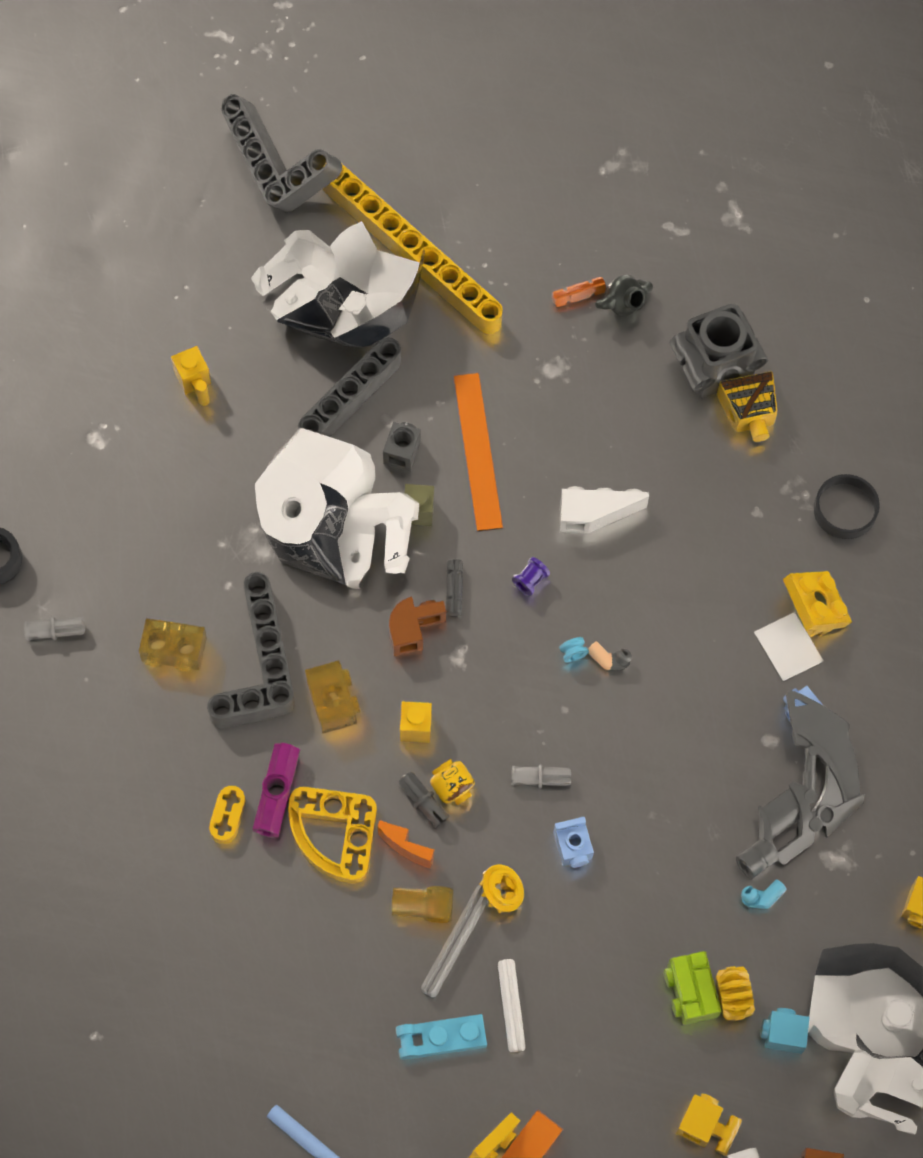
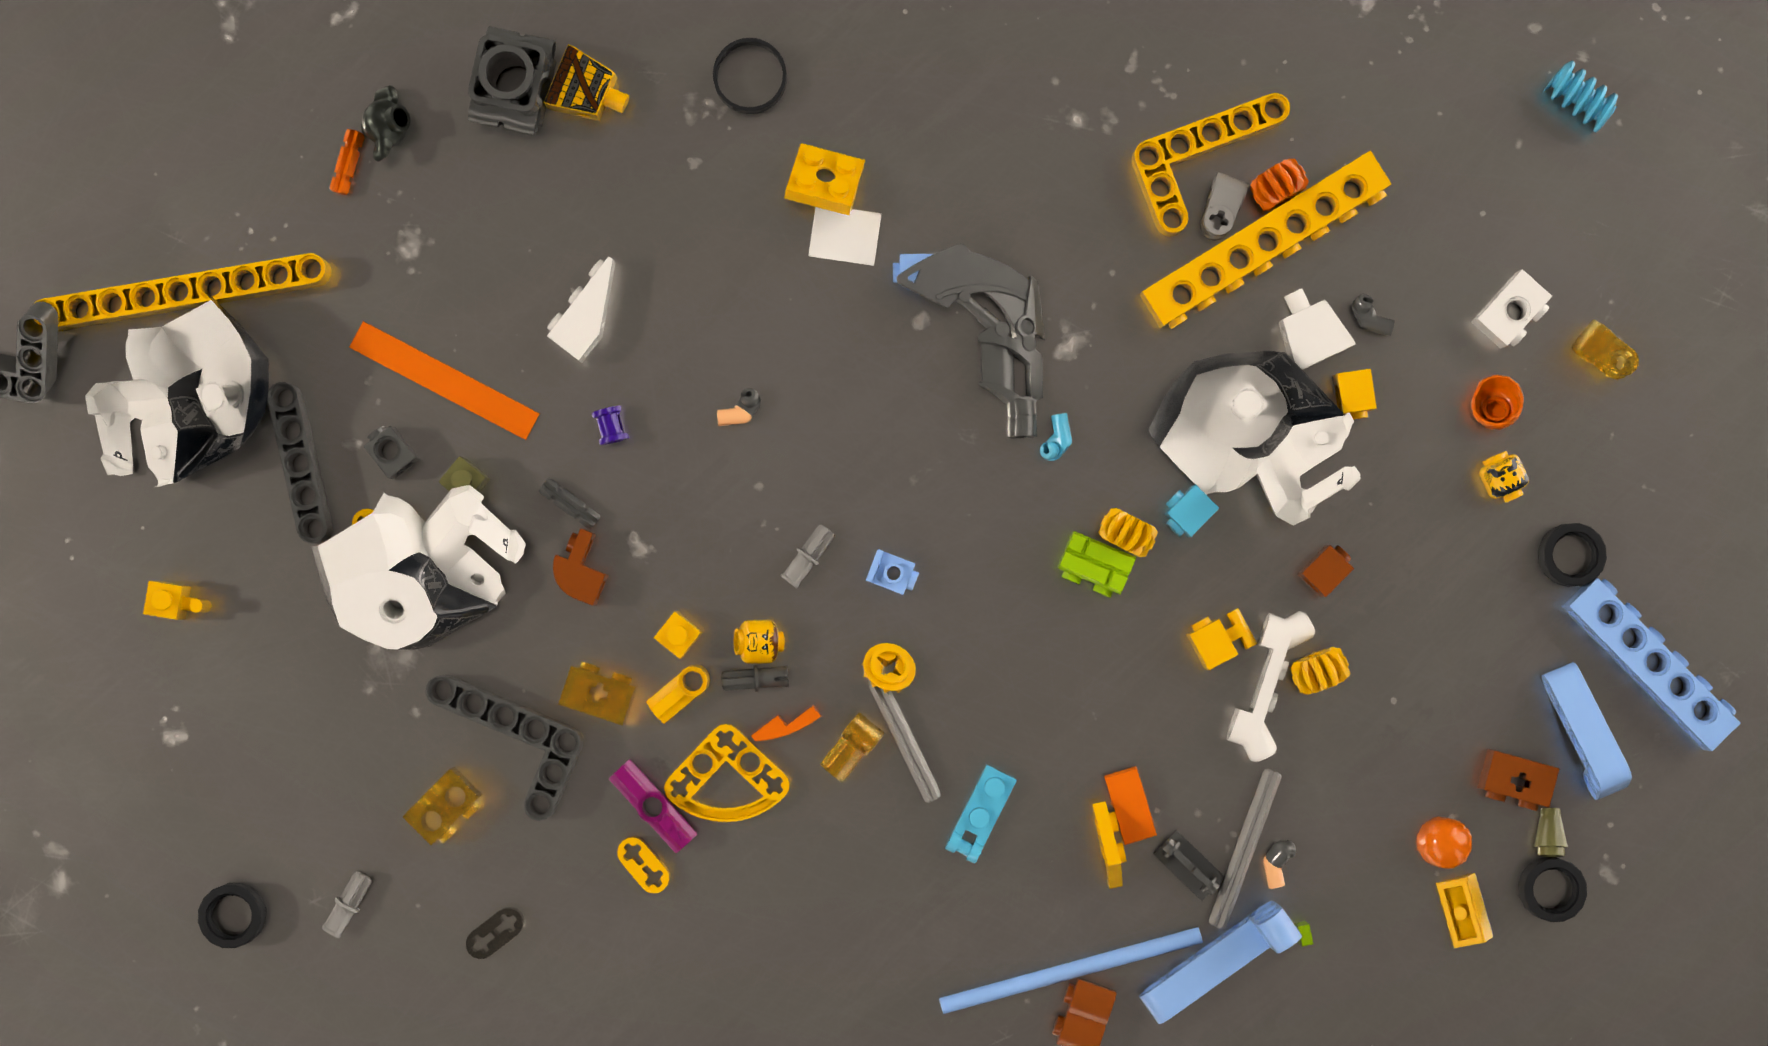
camera: 55 degrees left, 20 degrees up
(101, 750) = (500, 938): none -> clear smoke beam
(371, 752) = (677, 694): none -> yellow piece
(511, 1005) = (996, 733): white axle -> none
(574, 649) = (710, 438): medium azure bush -> none

